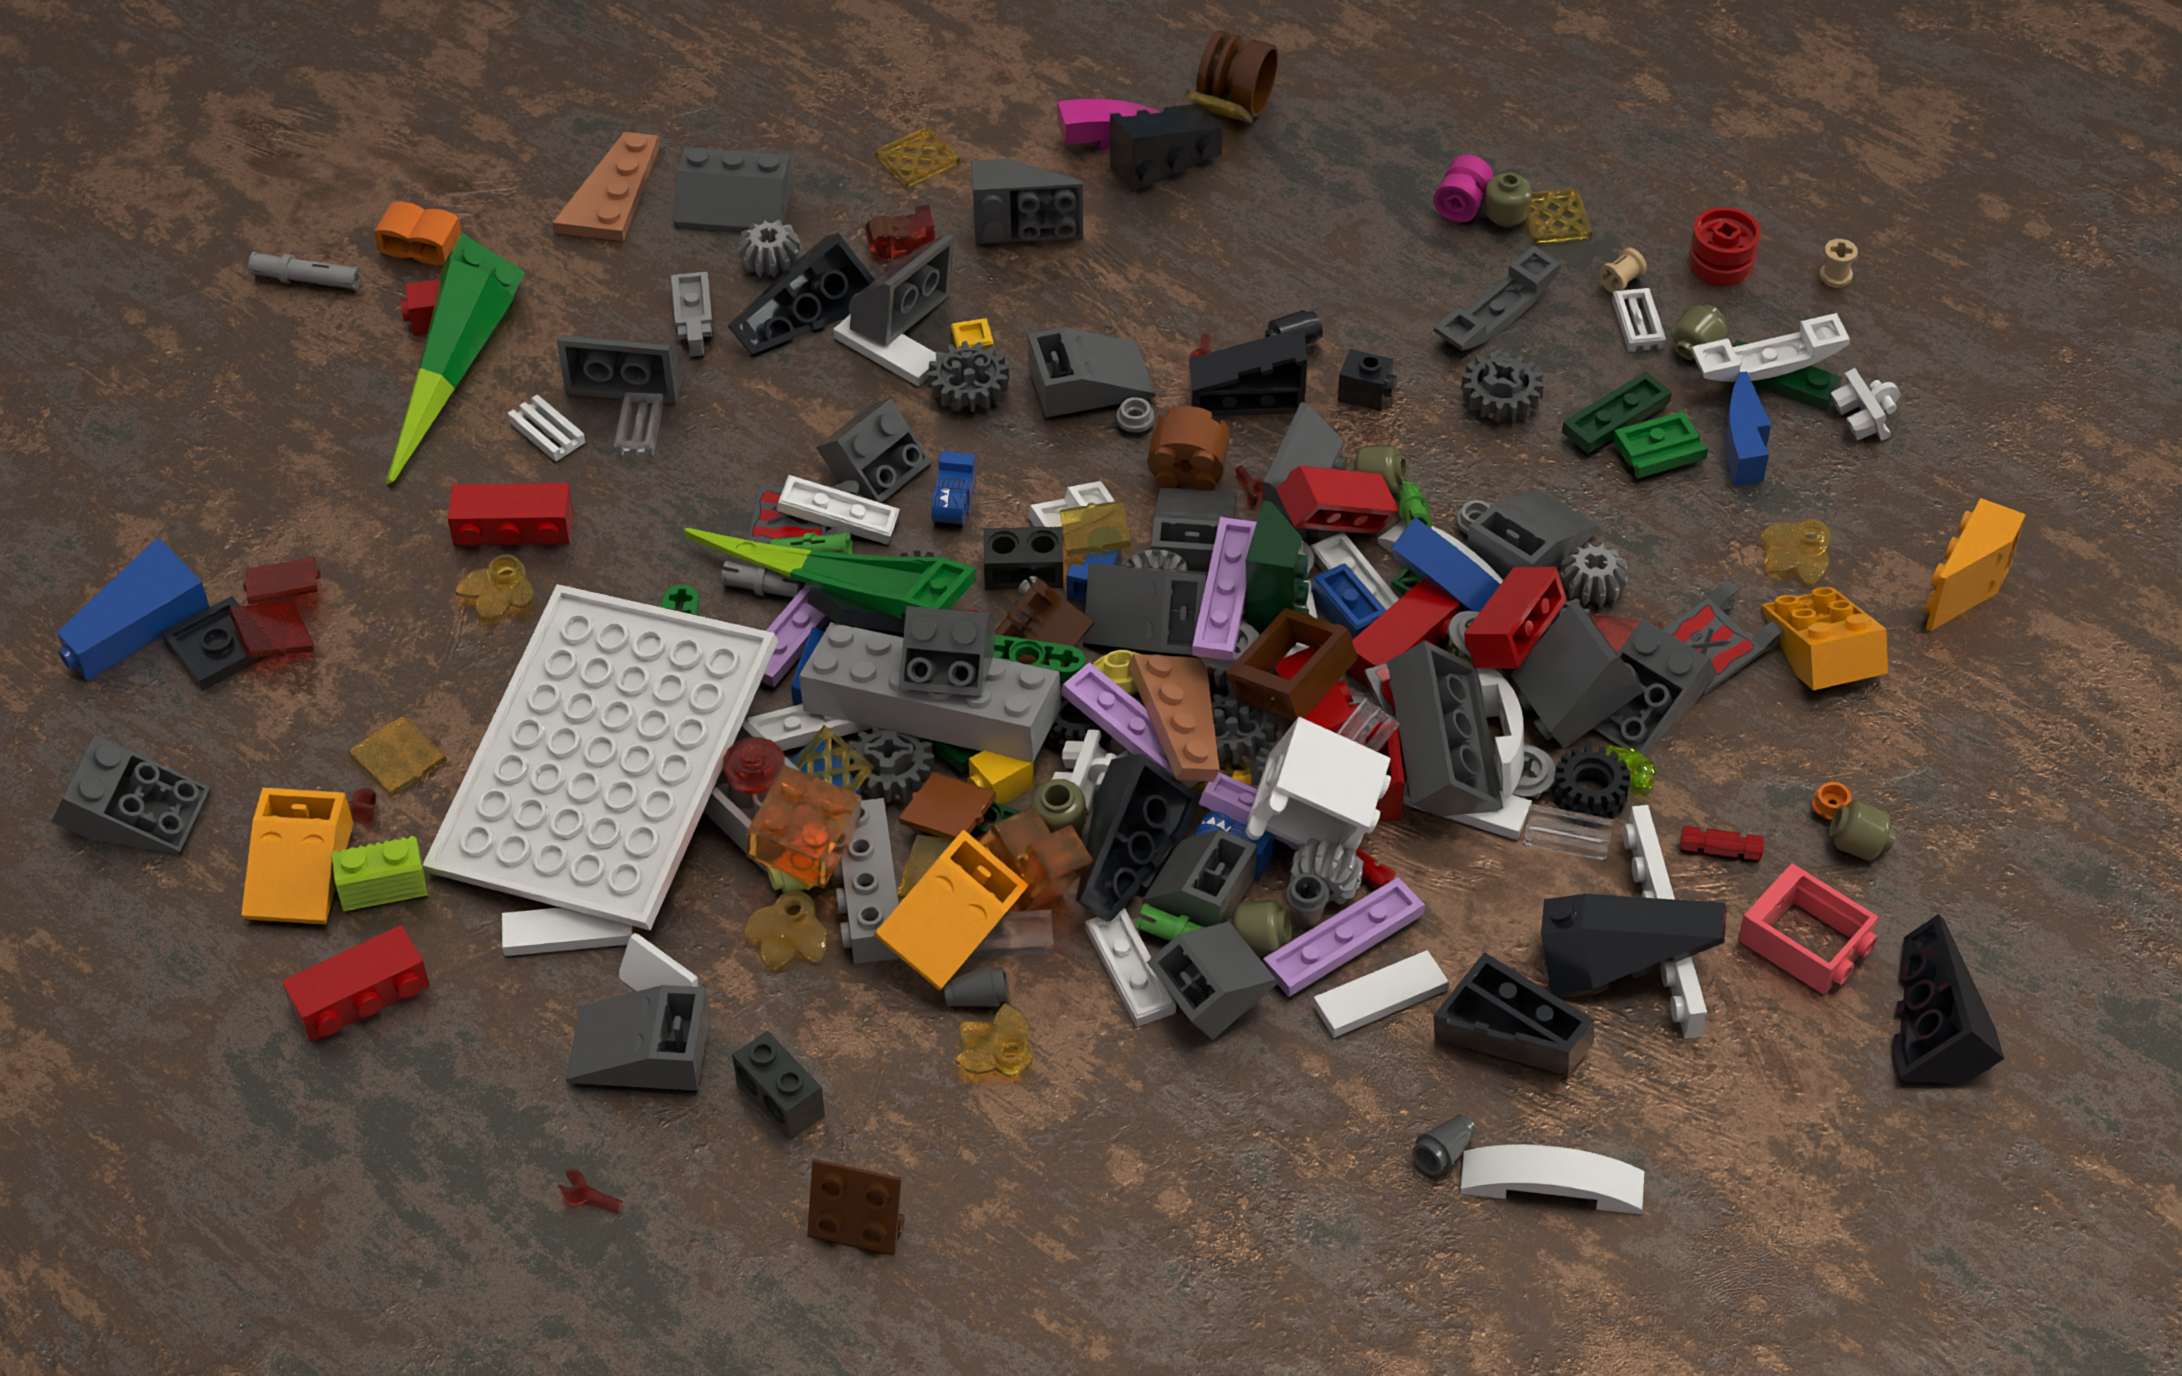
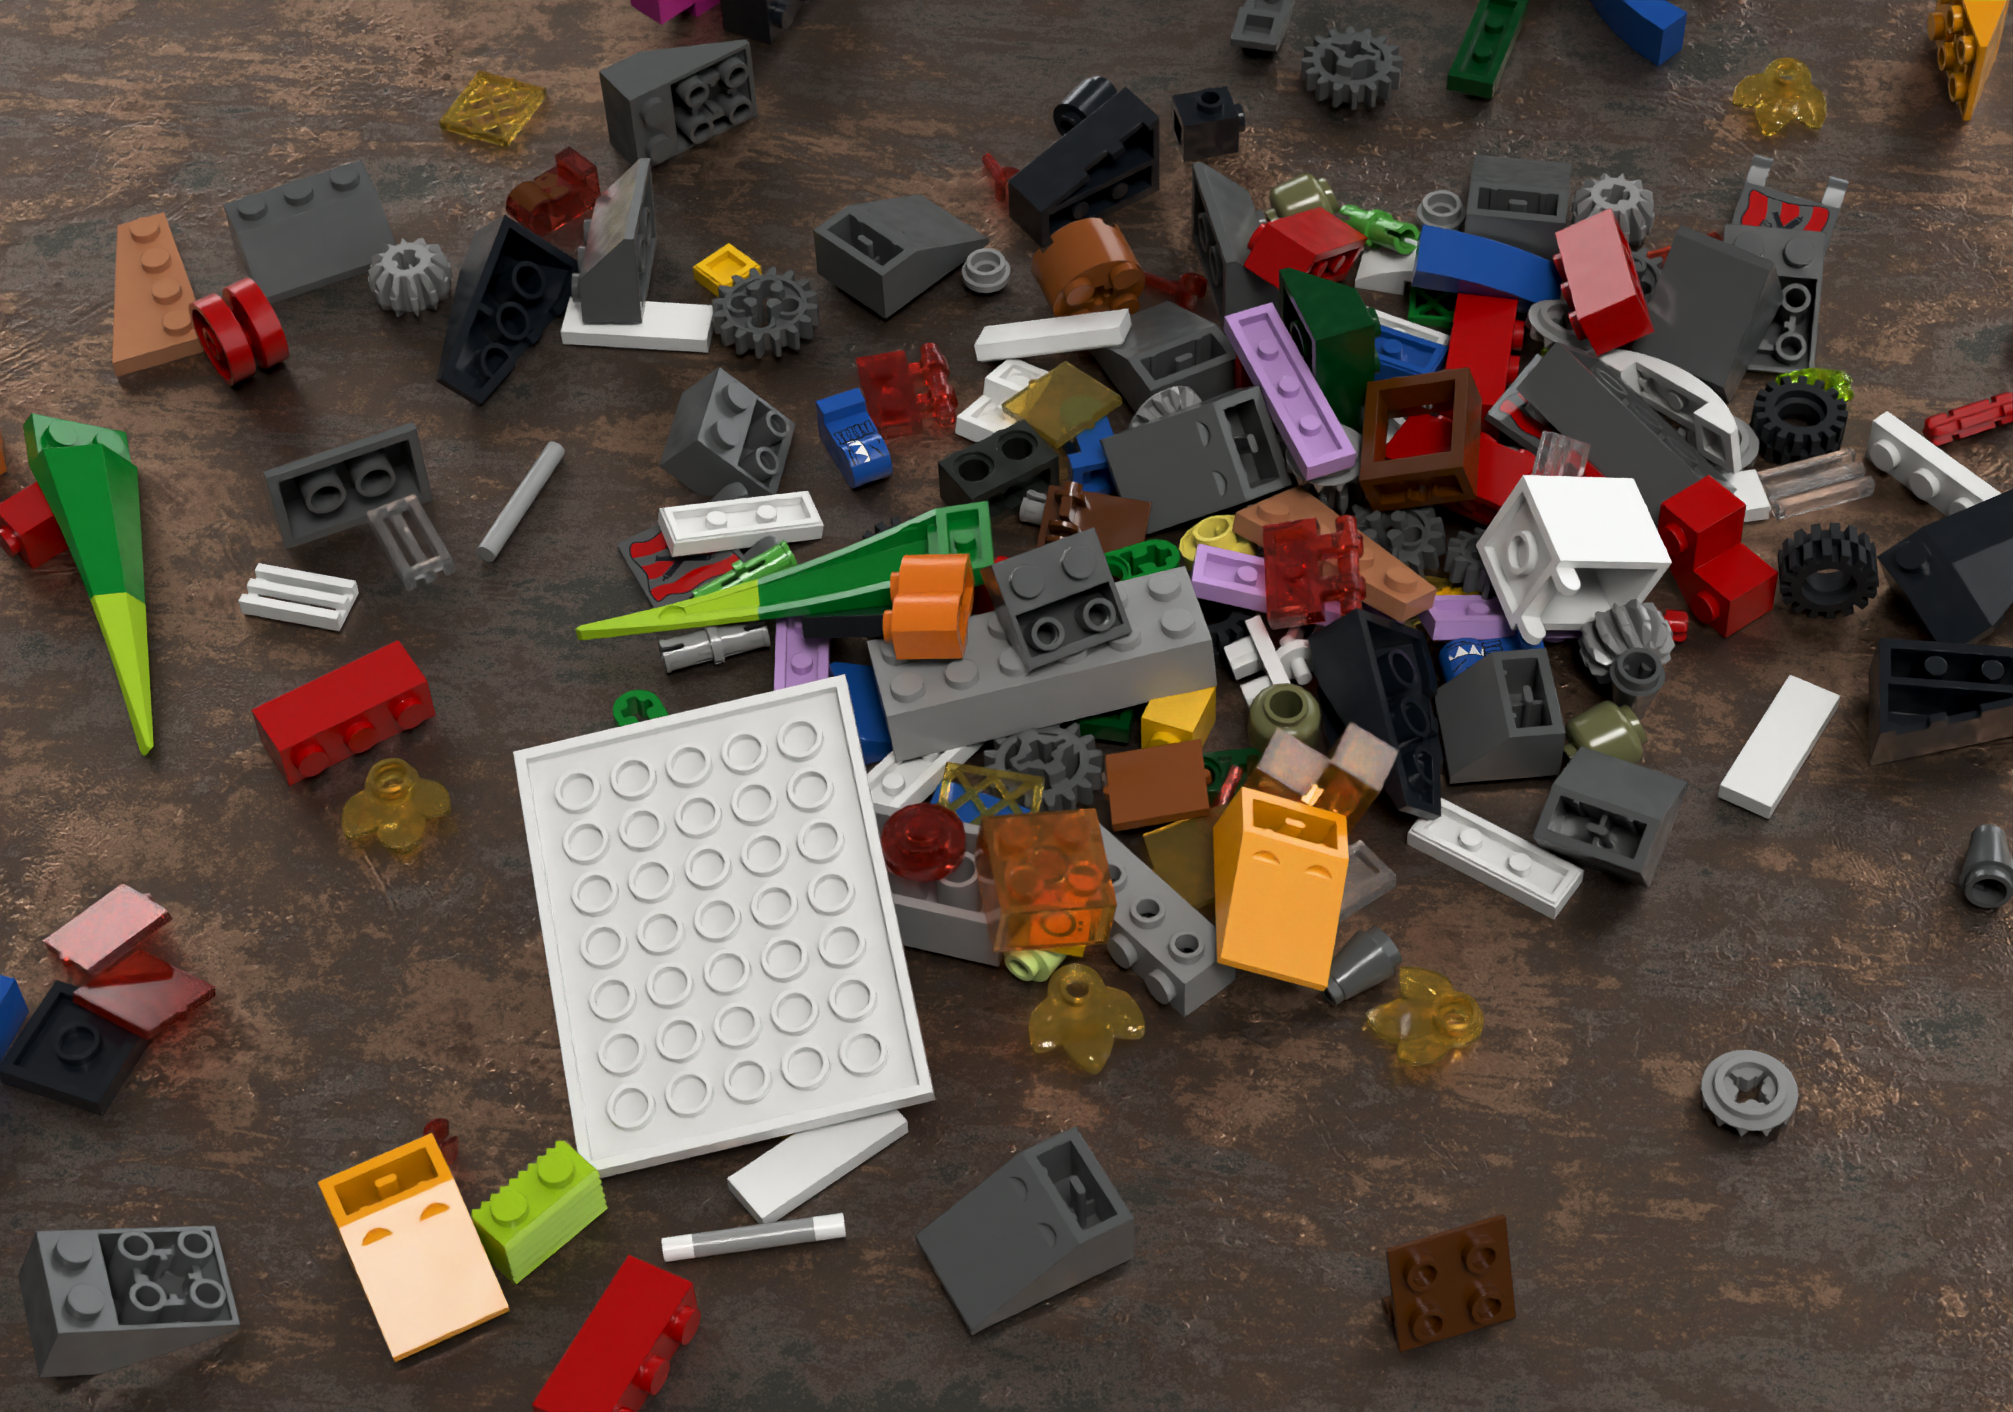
camera: 30 degrees left, 0 degrees up
(397, 755) = (429, 1064): clear yellow piece -> none
(492, 957) = (753, 1237): none -> light grey bar
(633, 236) = (239, 331): none -> red wheel
(649, 967) = (972, 1147): white slope -> none
(692, 309) = (370, 382): light grey hinge -> none
(723, 430) = (520, 501): none -> light grey bar
(778, 1085) = (1234, 1196): pearl dark grey brick -> none
(870, 618) = (930, 606): none -> orange brick
(1007, 467) = (890, 395): none -> clear red plate
(1130, 708) = (1295, 570): none -> clear red plate
(1134, 479) = (1053, 335): none -> white tile
(1166, 925) = (1514, 790): bright green pin -> none
(1169, 1188) = (1746, 1071): none -> light grey gear
(1344, 936) = (1696, 699): lavender plate -> none
(1434, 842) = (1713, 569): none -> red brick
(1505, 892) = (1826, 550): none -> black tyre
(1660, 444) = (1559, 55): green plate -> none
(1828, 638) = (1894, 166): light orange slope -> none

